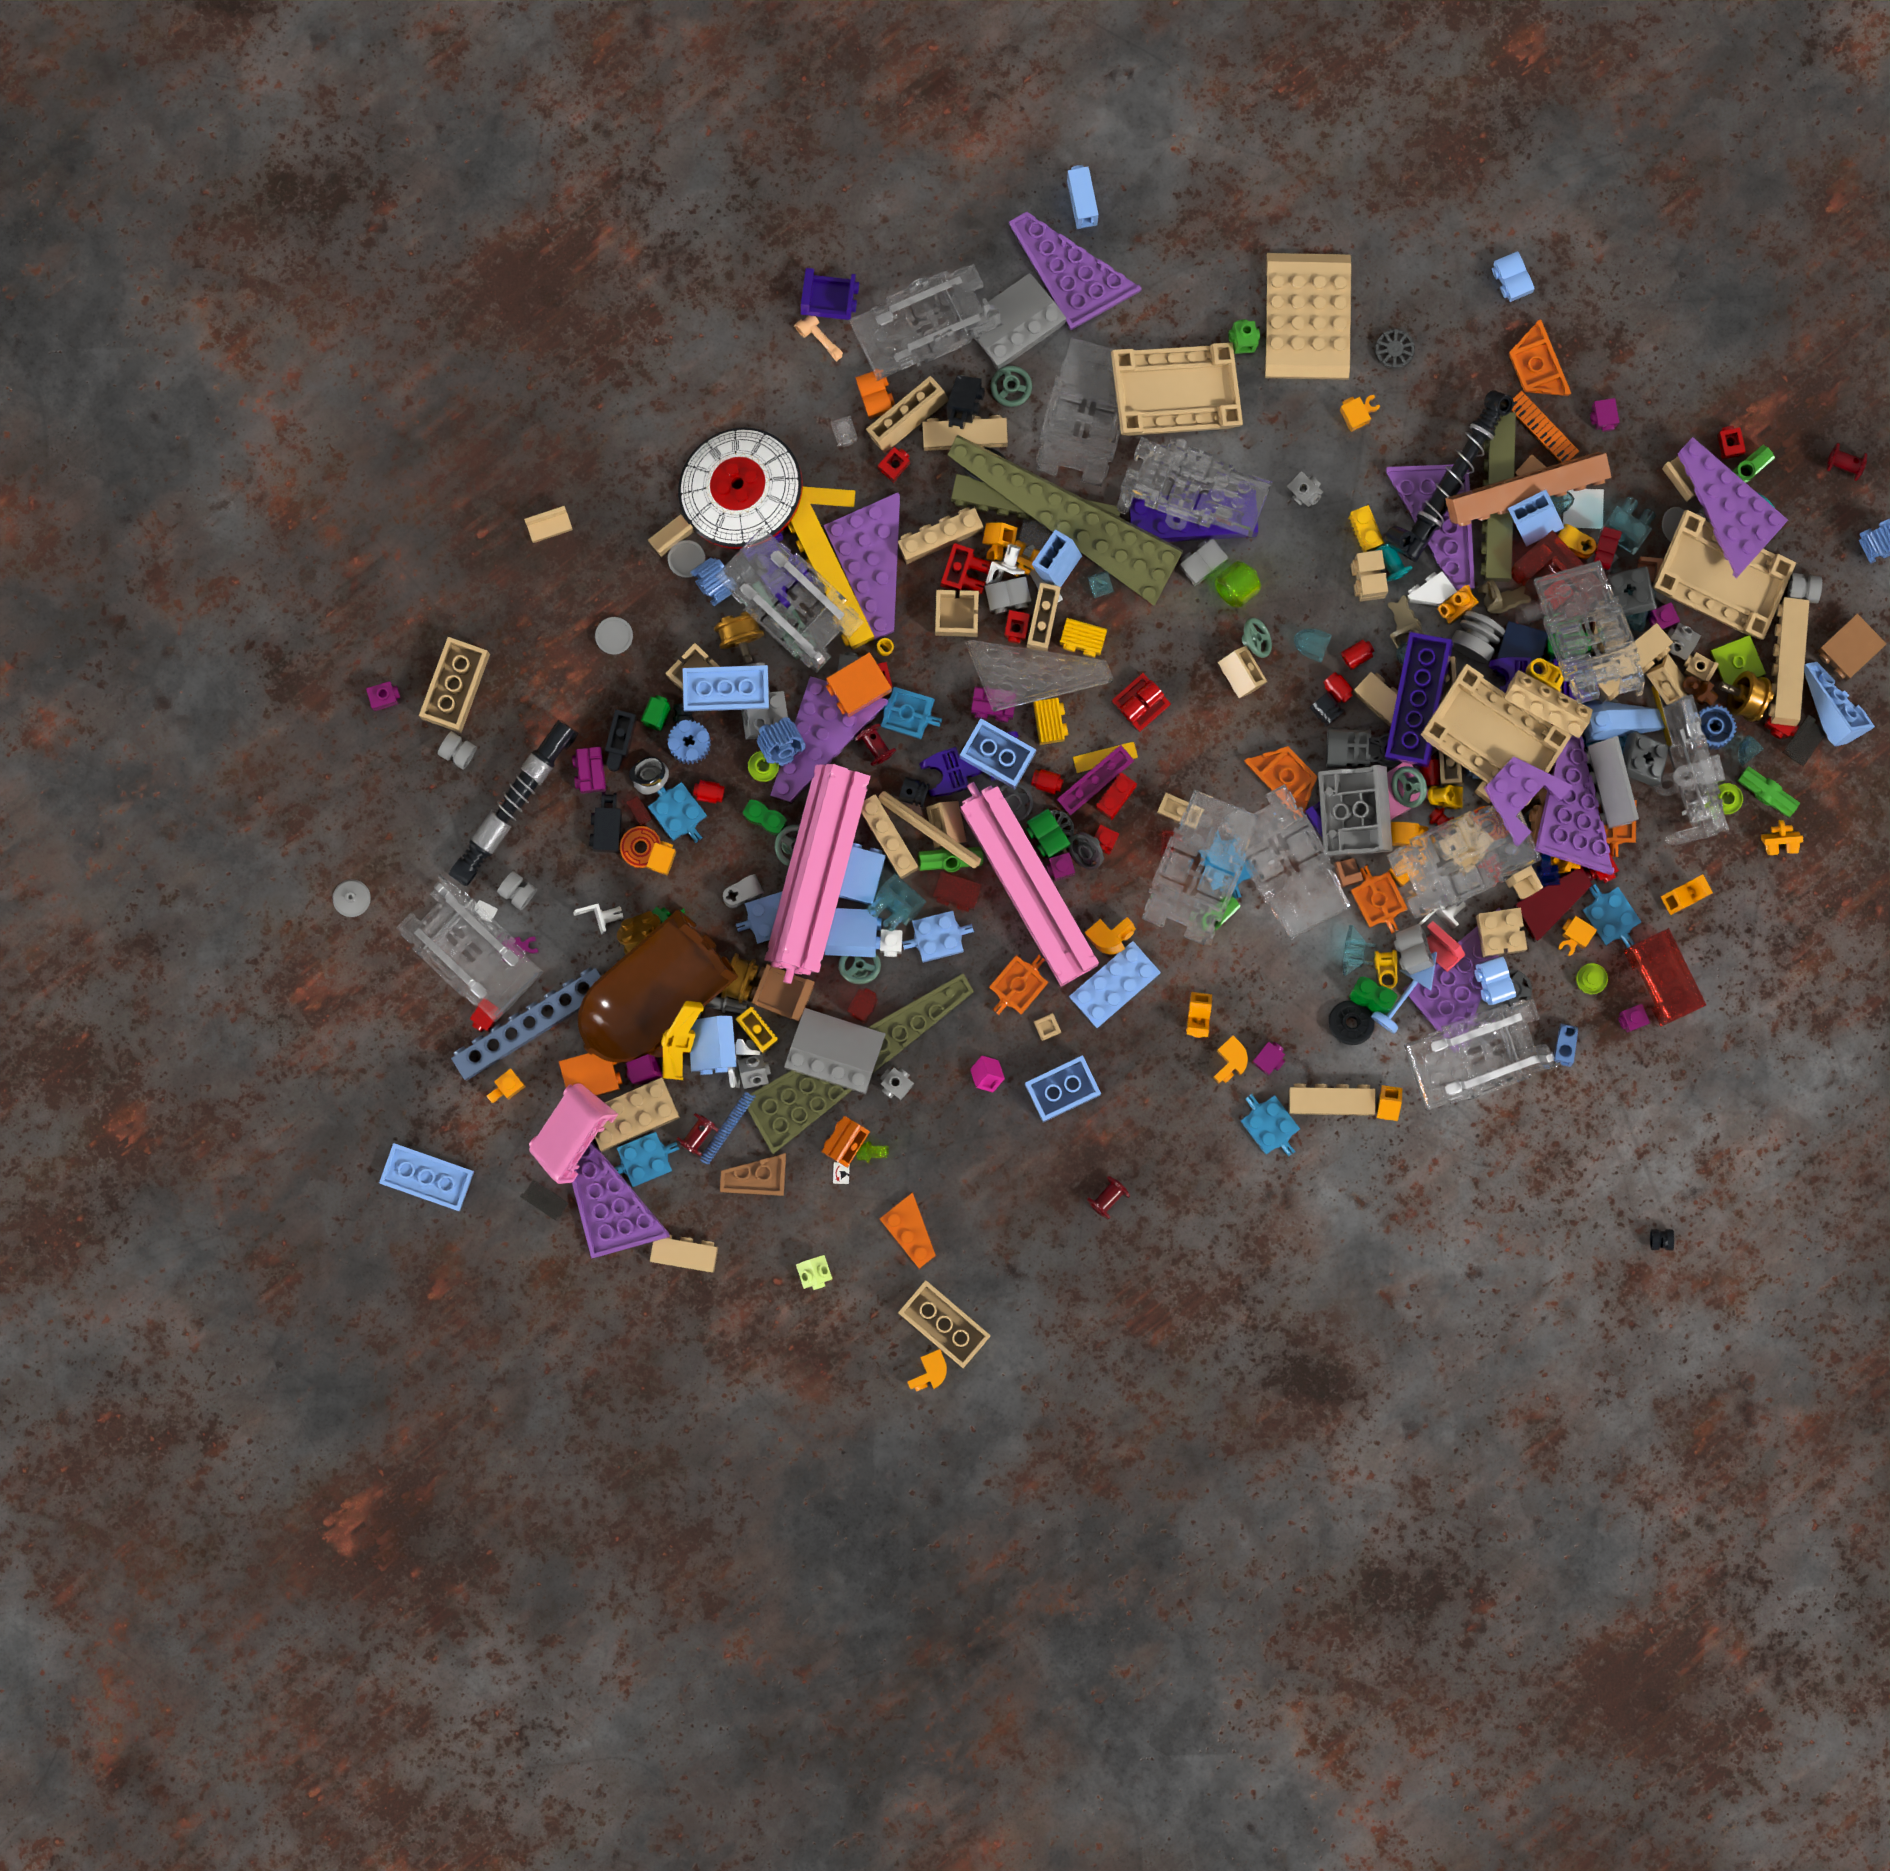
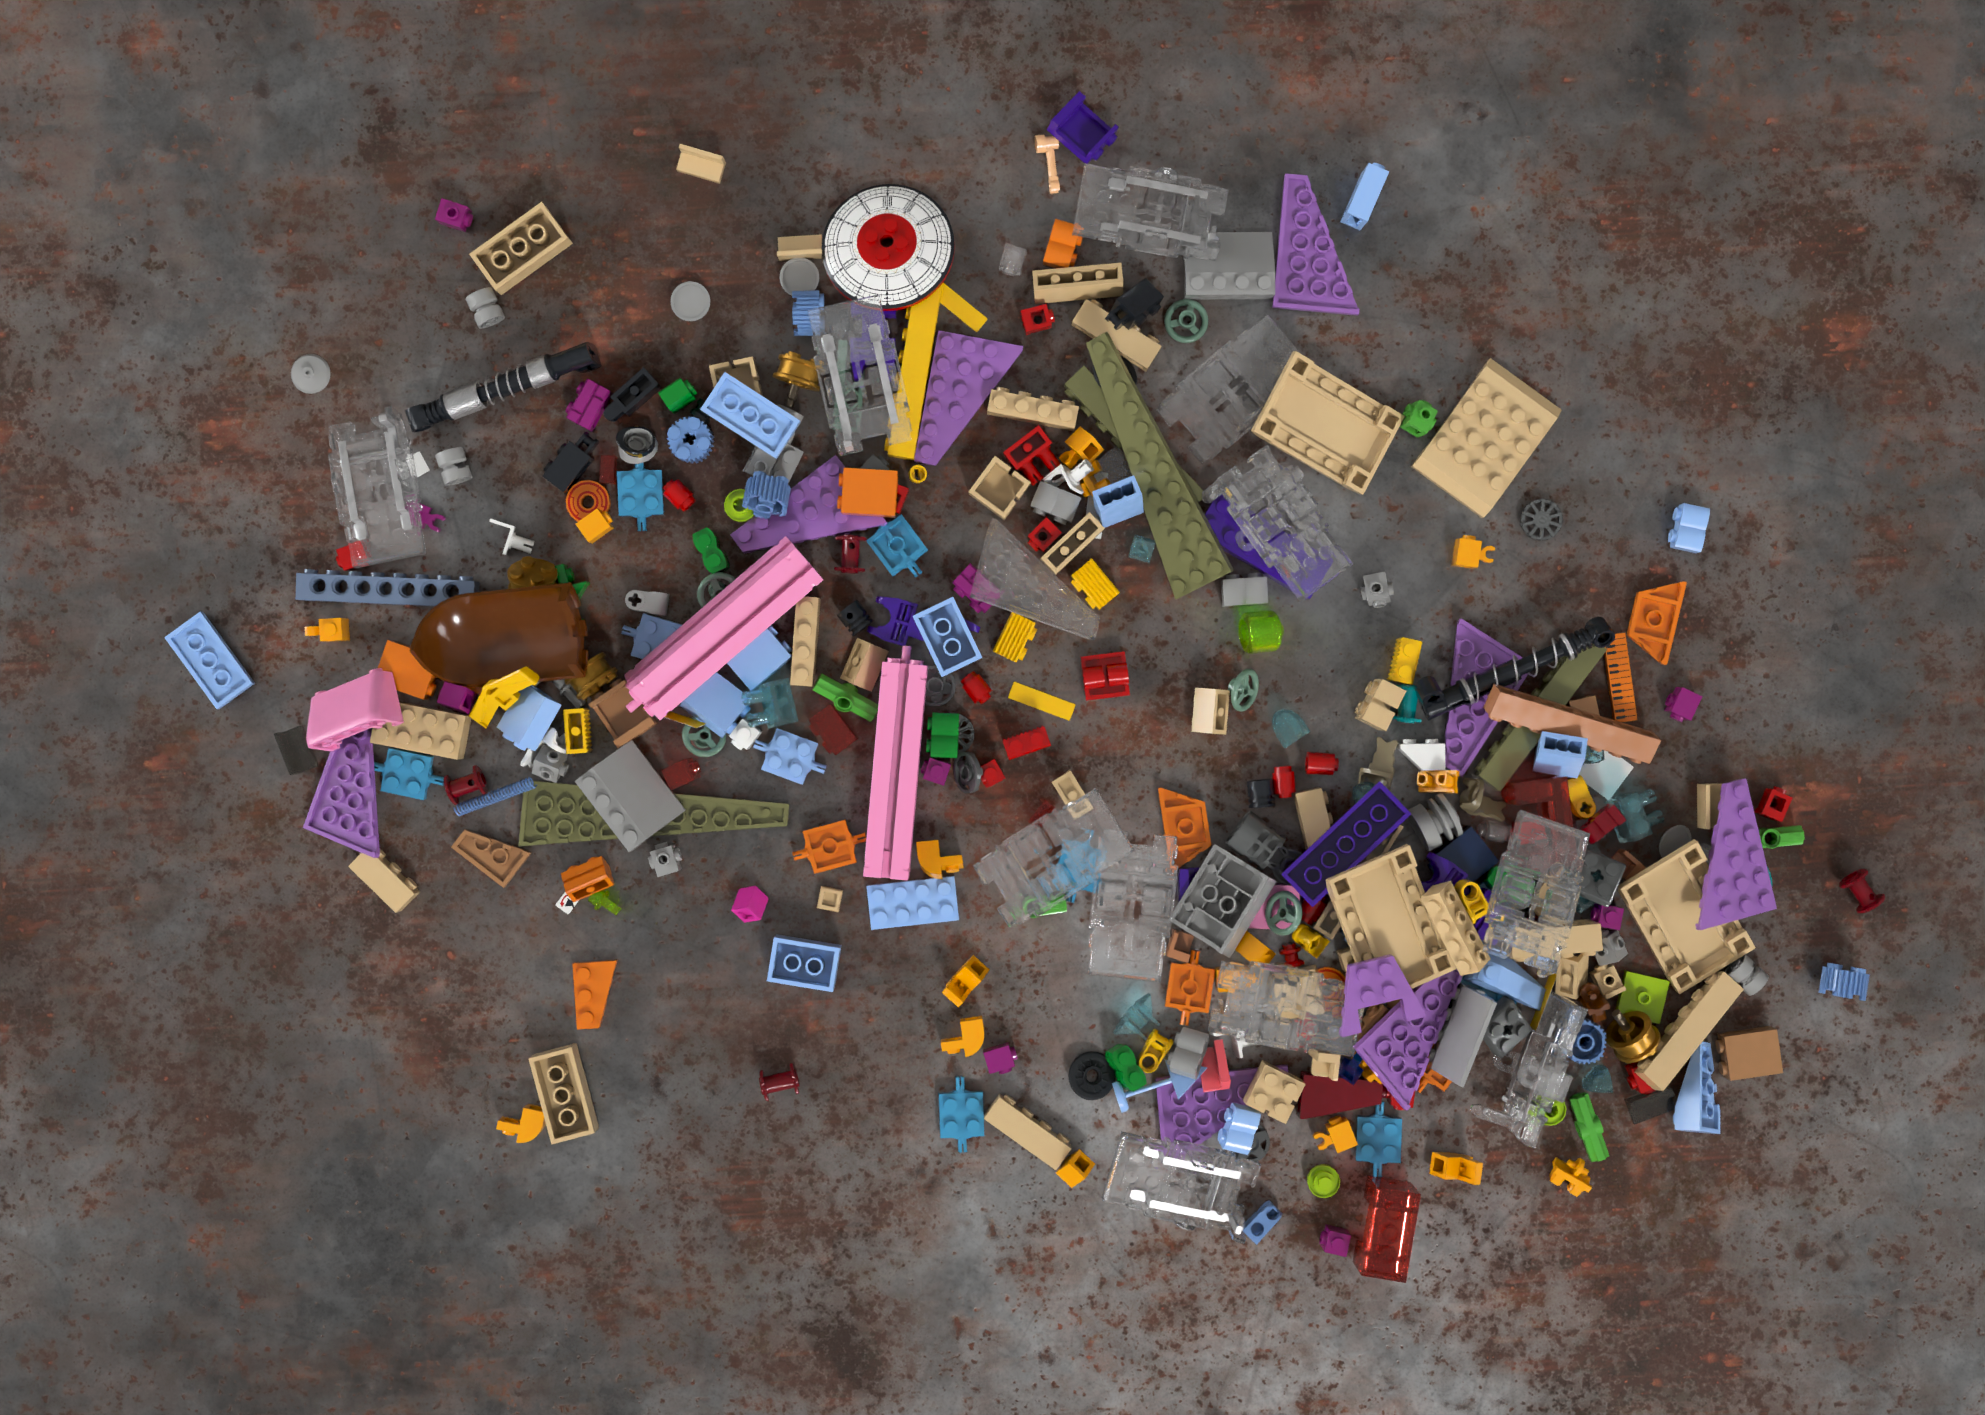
camera: 30 degrees right, 5 degrees up
(814, 1272) = (483, 972): yellowish green brick -> none
(832, 963) = (683, 719): none -> yellow sticker
(929, 829) = (844, 661): tan axle -> none
(1095, 780) = (1018, 715): magenta plate -> none

